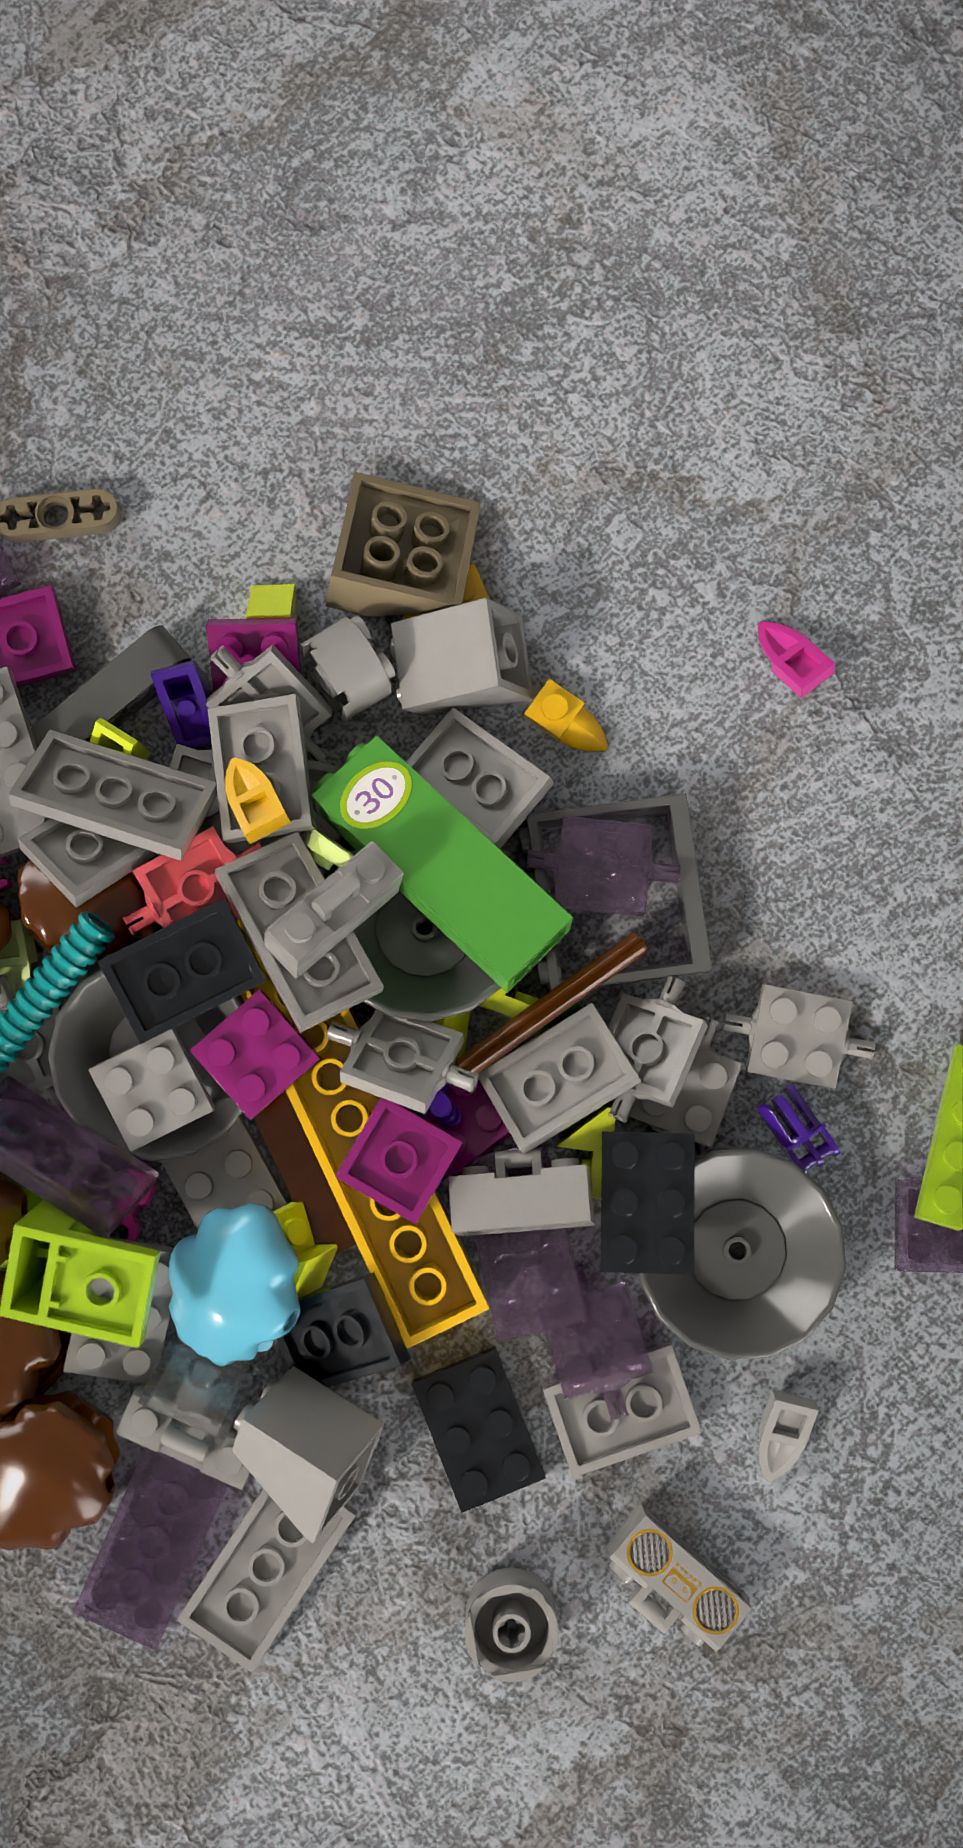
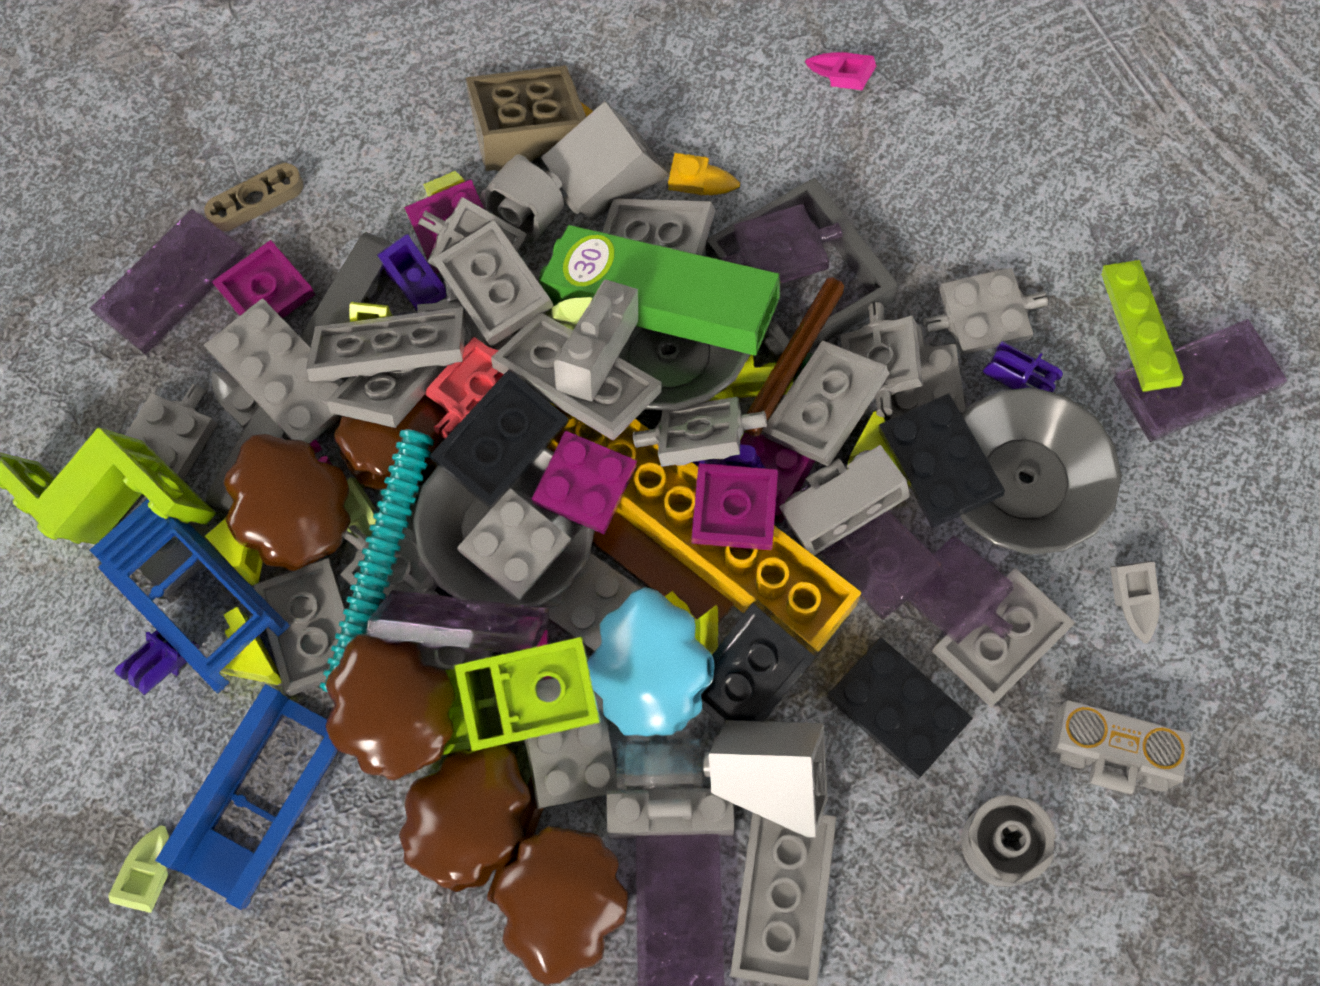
camera: 25 degrees left, 15 degrees down
(253, 800) = (500, 297): yellow plate -> none

